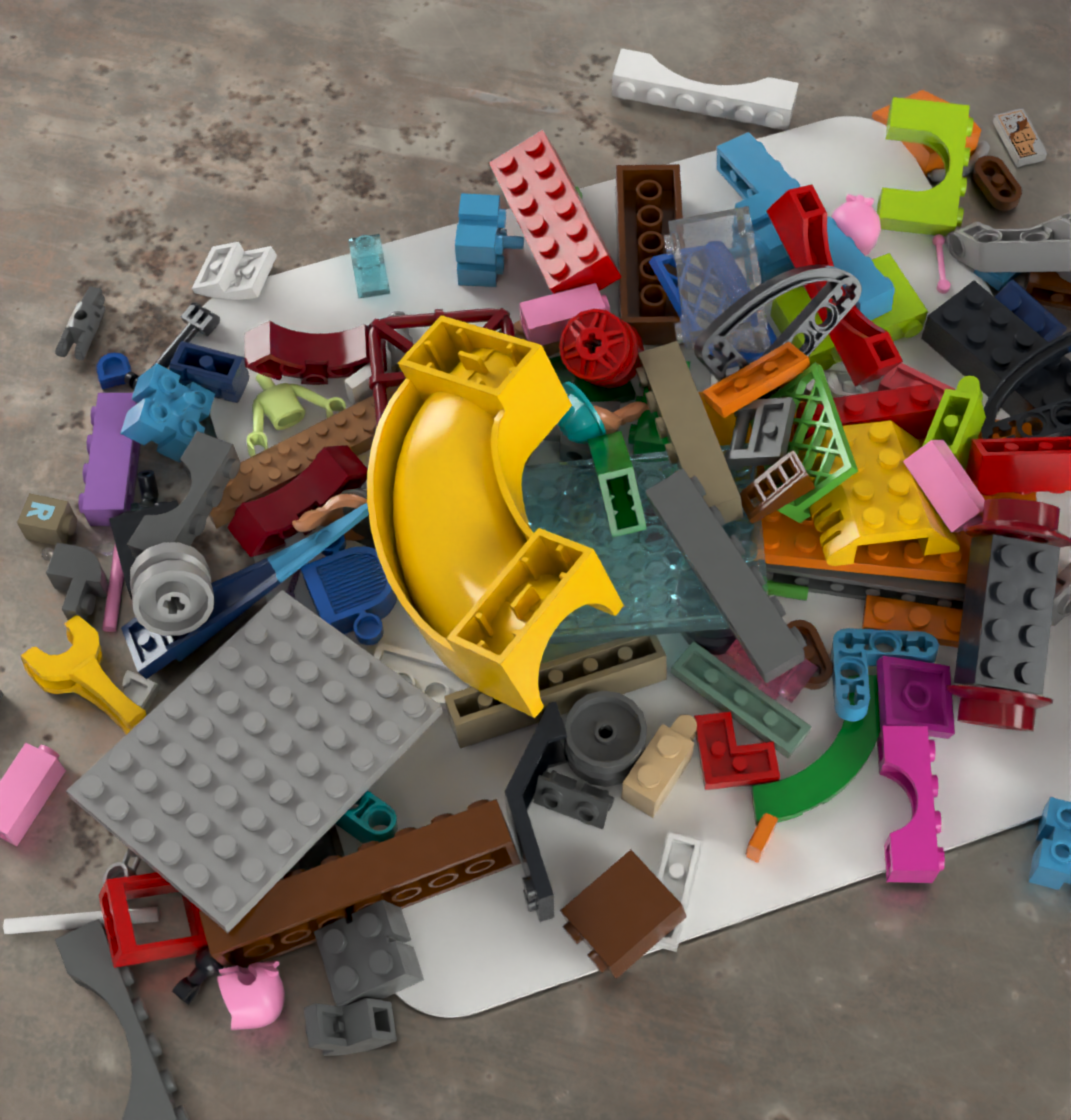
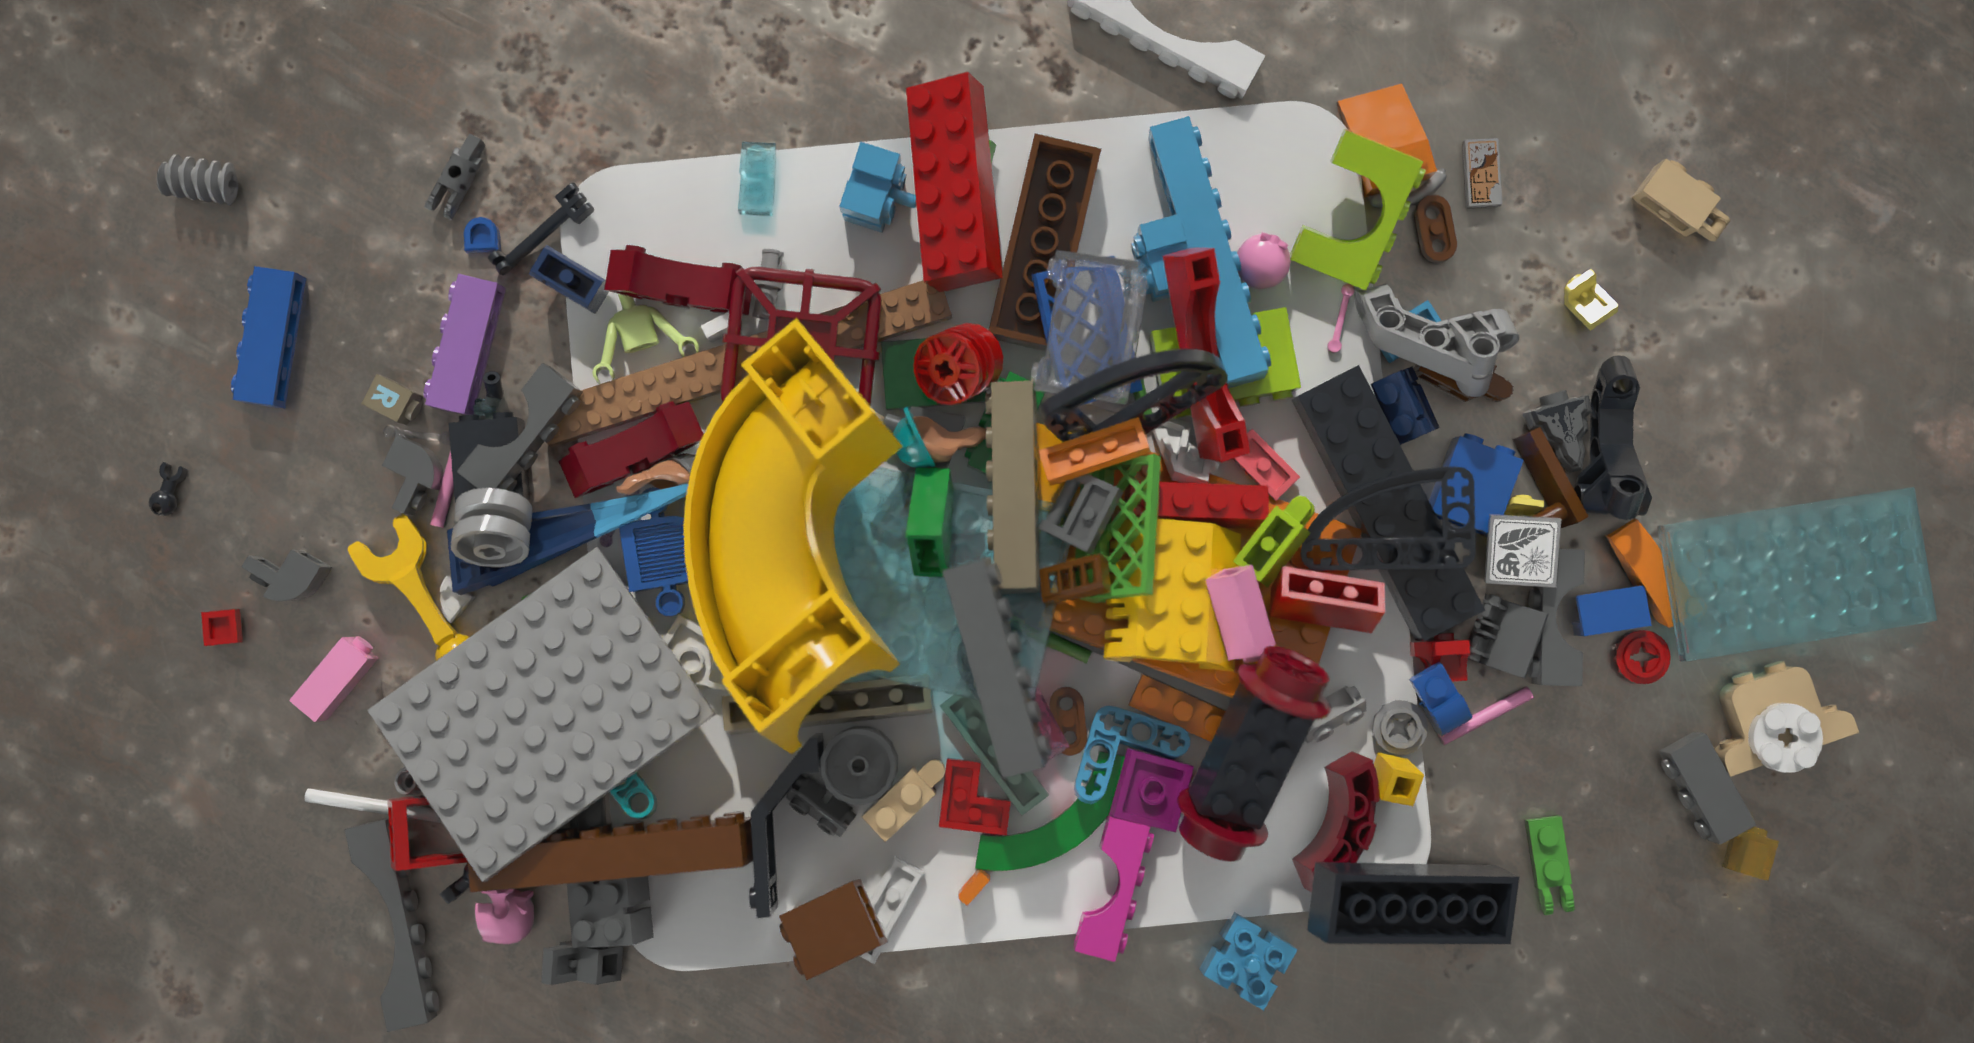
camera: 15 degrees right, 25 degrees up
(166, 411) = (522, 316): dark azure brick -> none
(234, 272) = (620, 149): white slope -> none
(548, 315) = (933, 306): bright pink brick -> none

